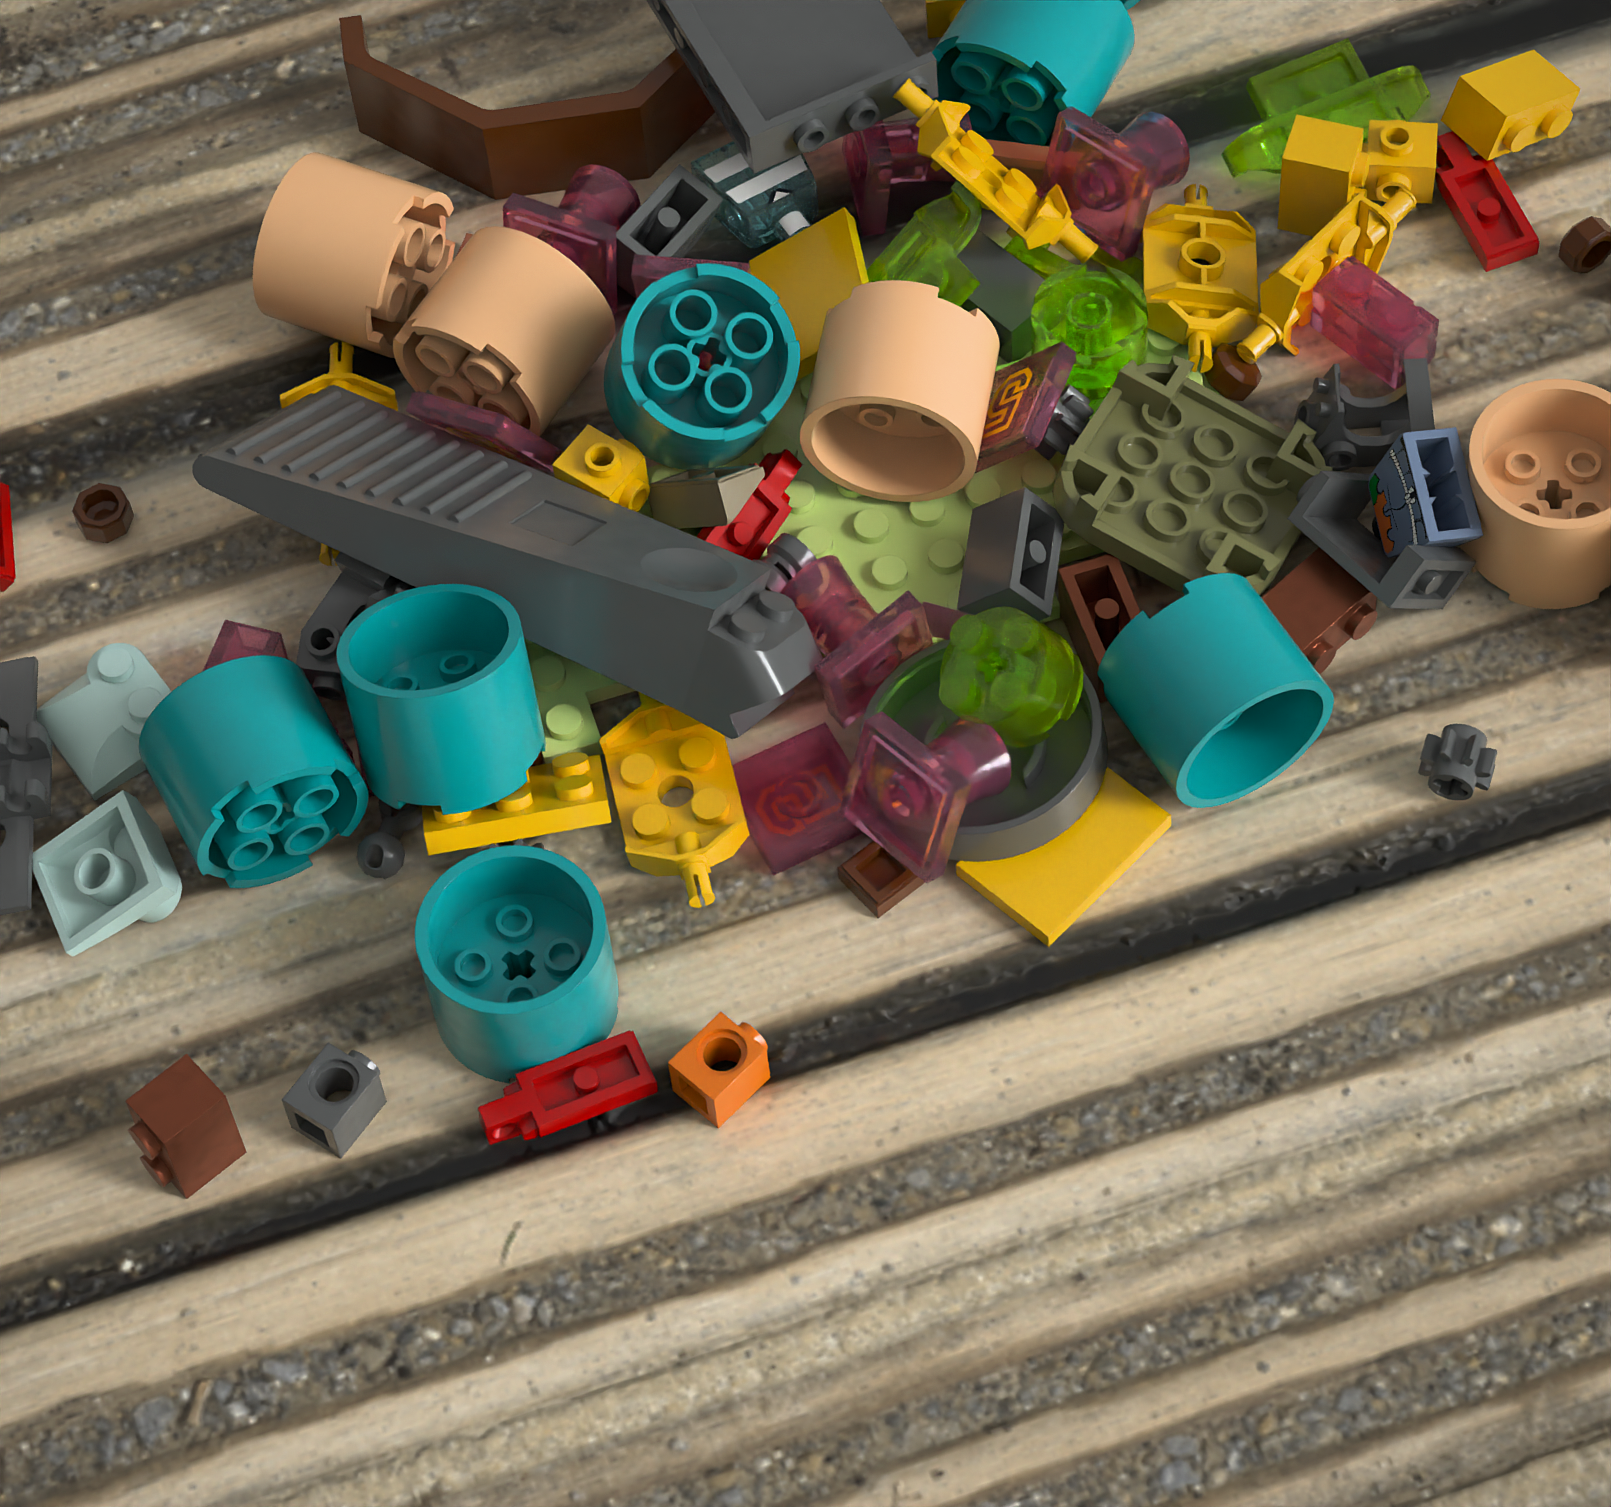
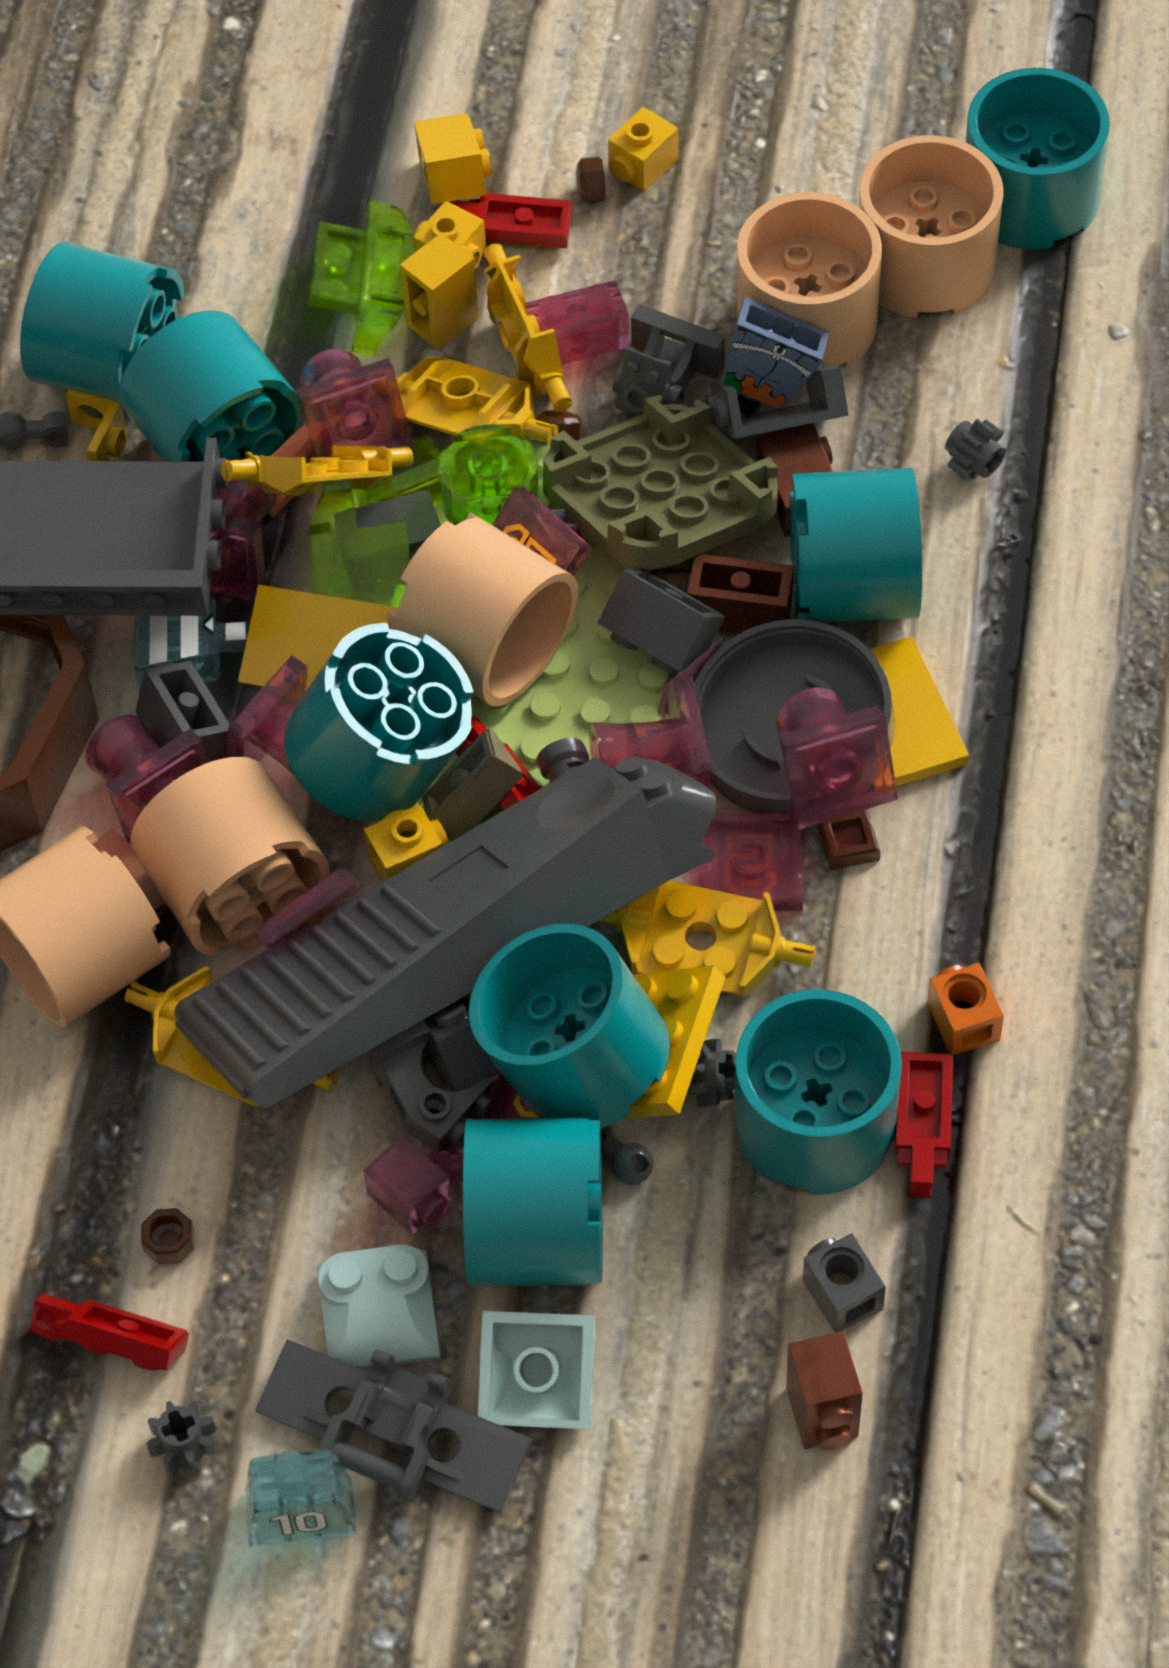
camera: 65 degrees left, 0 degrees up
(1010, 675) = (738, 664): clear neon green brick -> none

